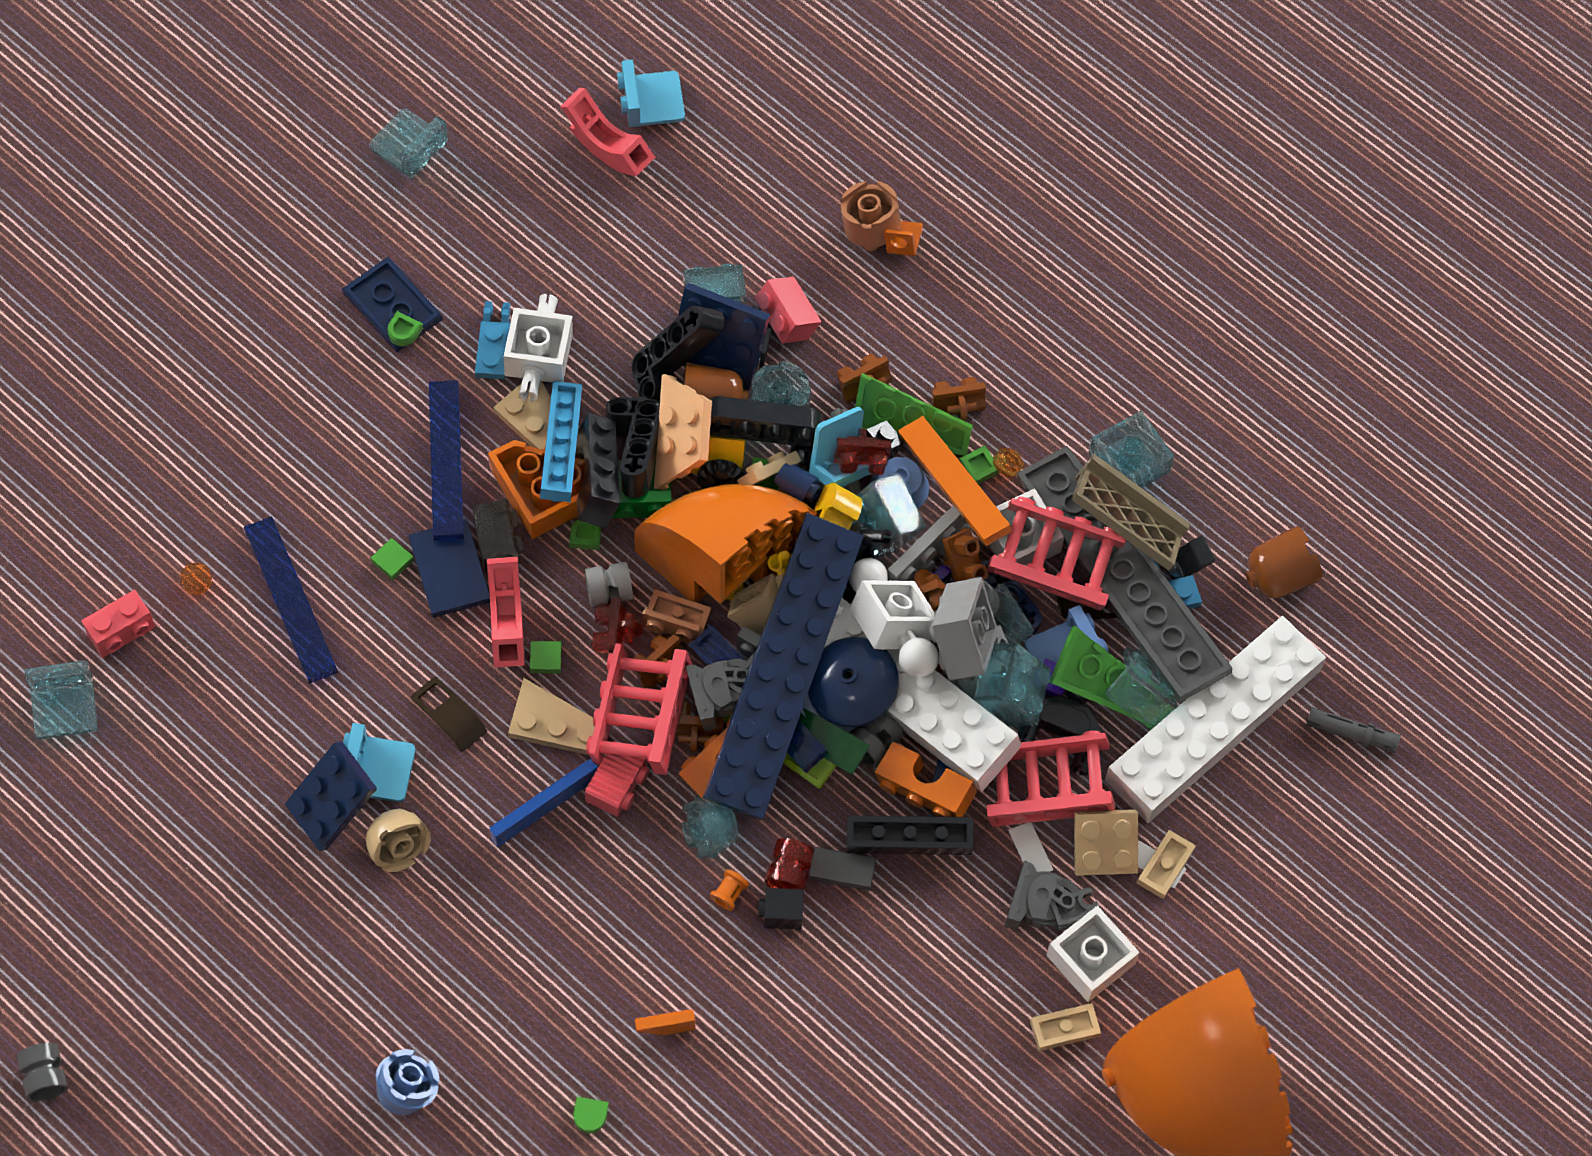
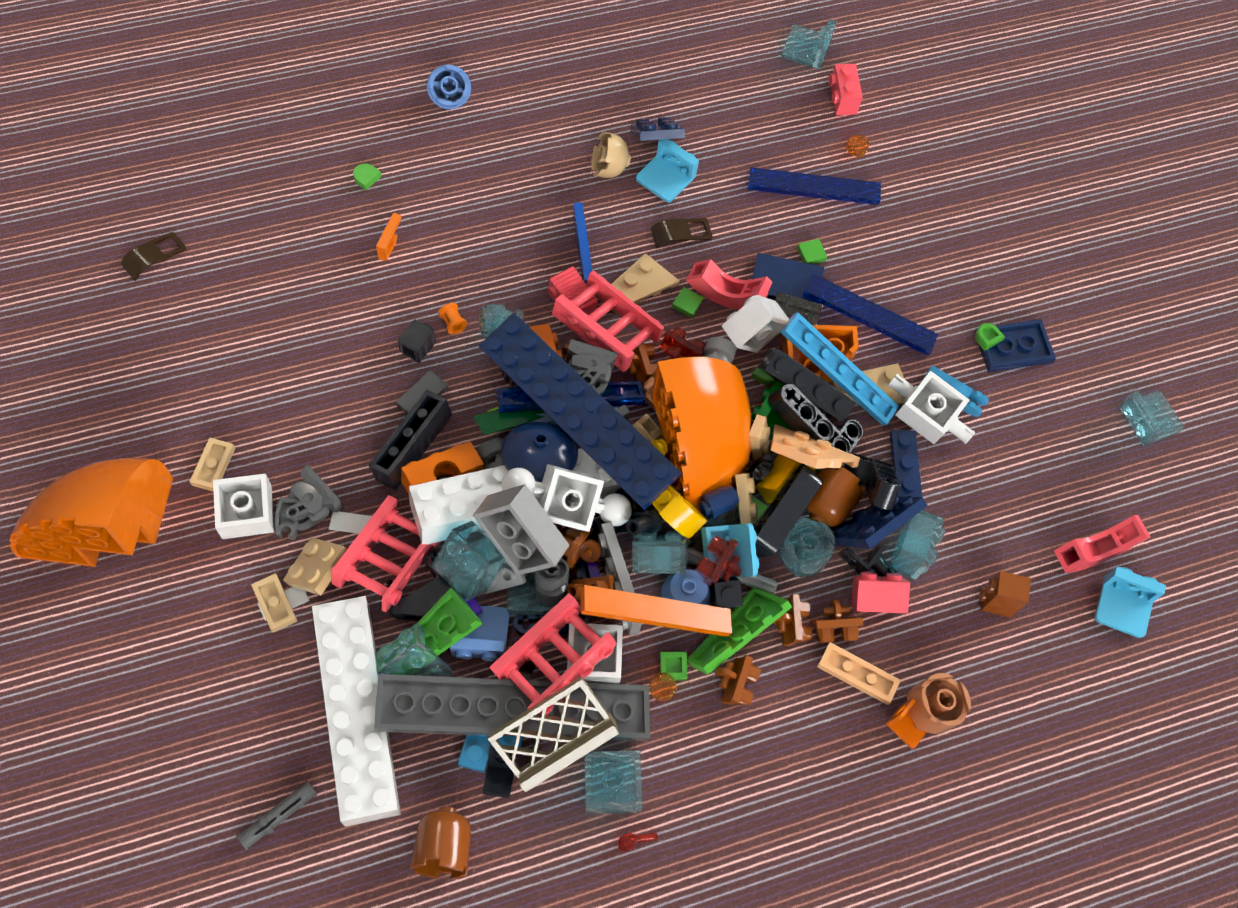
camera: 115 degrees right, 0 degrees up
(549, 553) = (755, 323): none -> white brick
(612, 352) = (906, 462): none -> dark blue plate
(684, 486) = (760, 437): none -> tan plate
(718, 198) = (1005, 594): none -> dark orange brick
(790, 864) = (438, 354): clear red wheel -> none
(840, 339) = (848, 625): none -> dark orange hips
(879, 299) = (859, 673): none -> light nougat plate
(1168, 423) = (627, 841): none -> clear red hand

